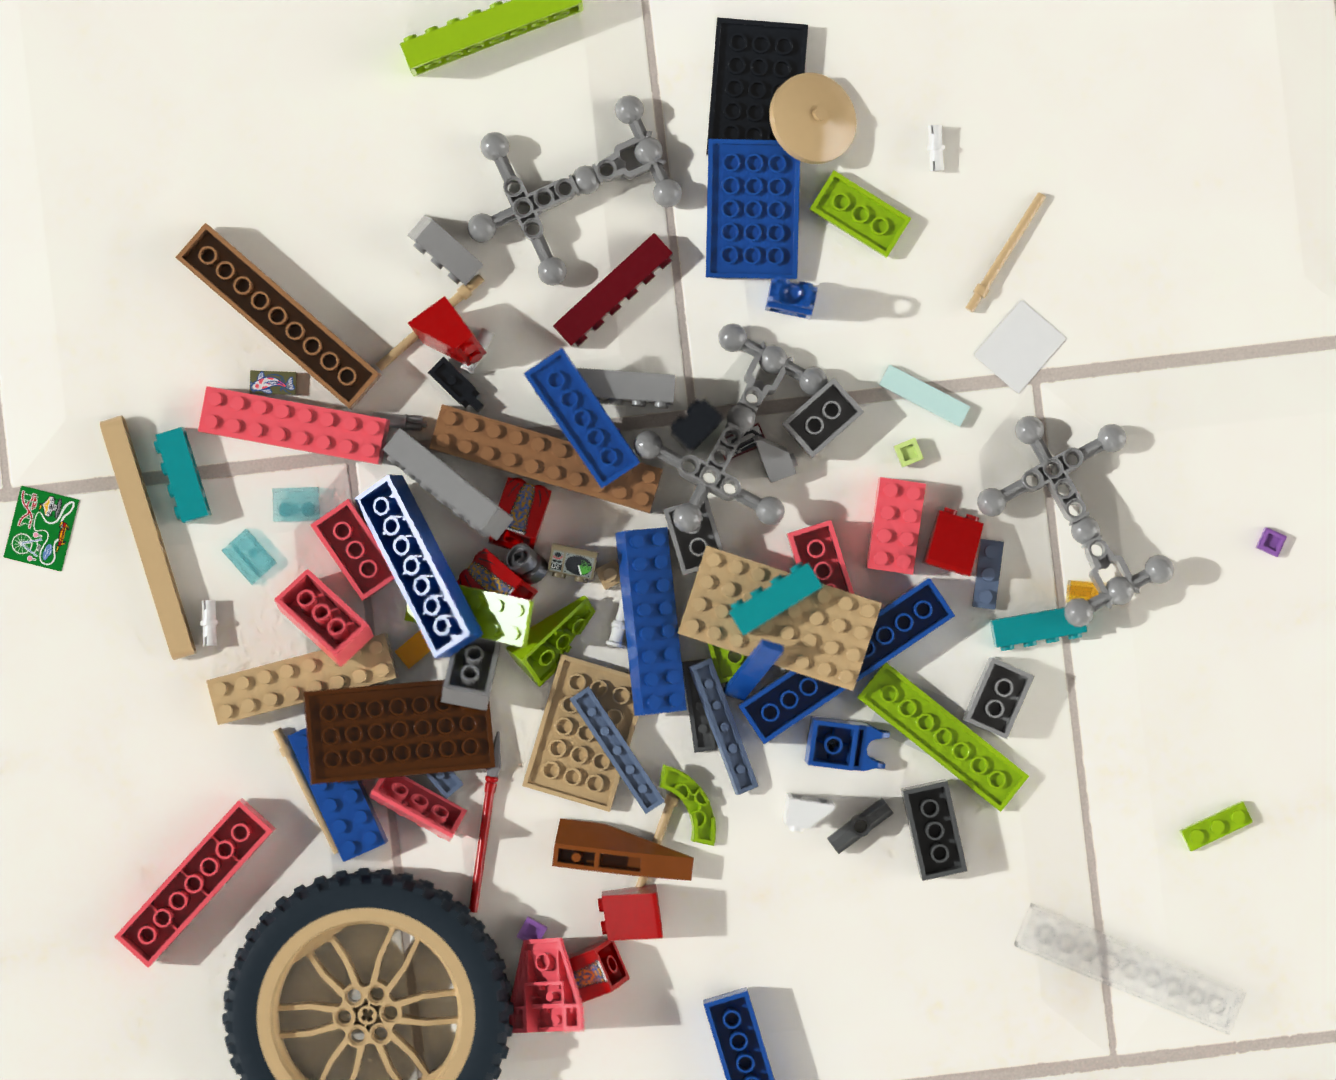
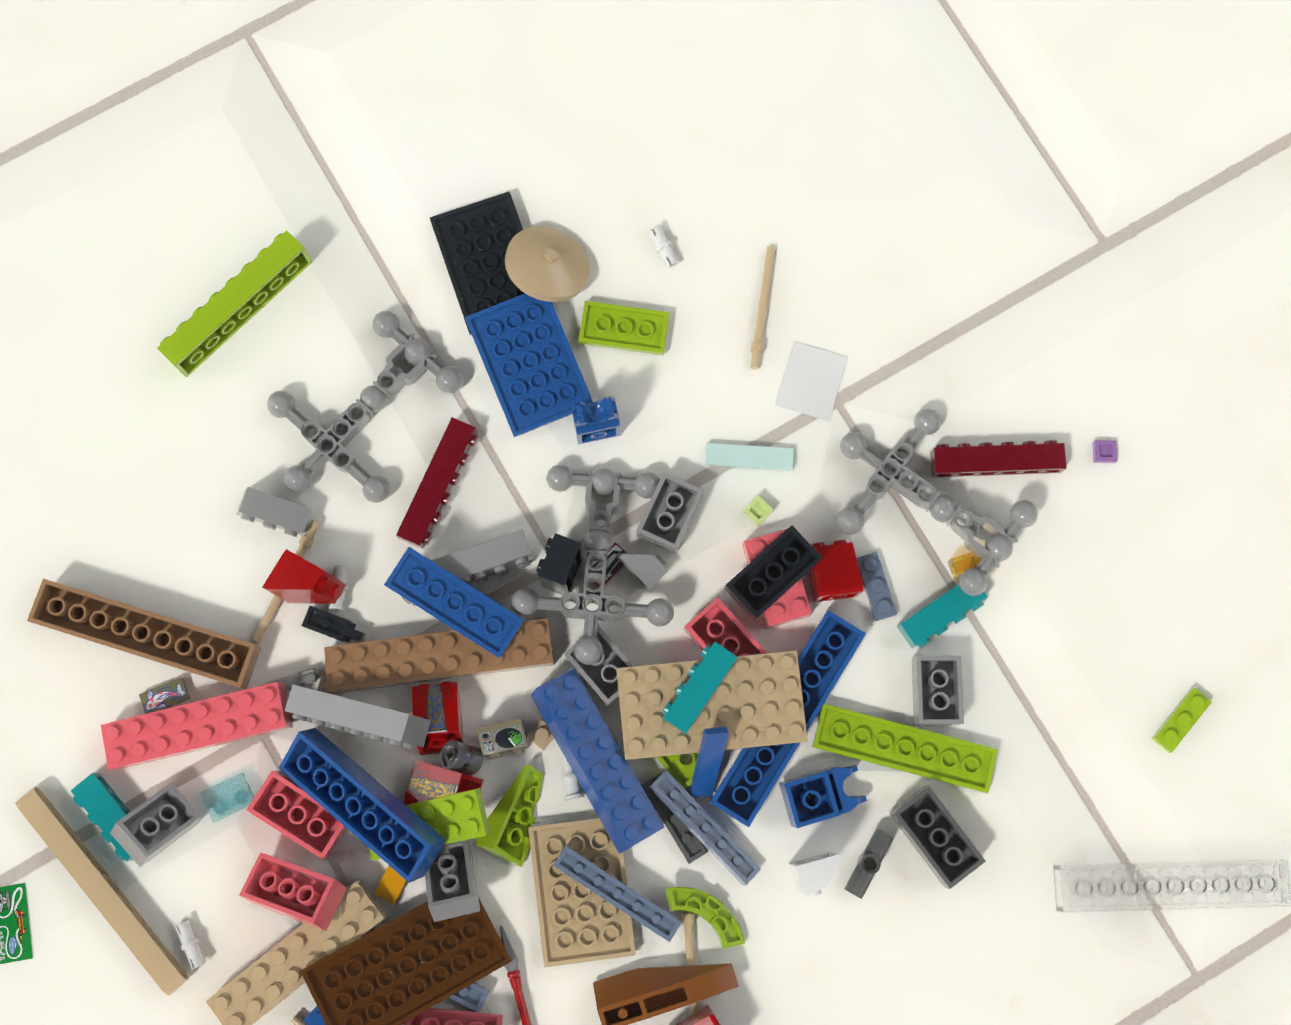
camera: 25 degrees left, 10 degrees down
(222, 501) = (155, 824): none -> light grey brick
(249, 556) = (204, 865): clear light blue plate -> none
(892, 522) = (773, 573): none -> black brick
(1163, 505) = (998, 459): none -> dark red brick

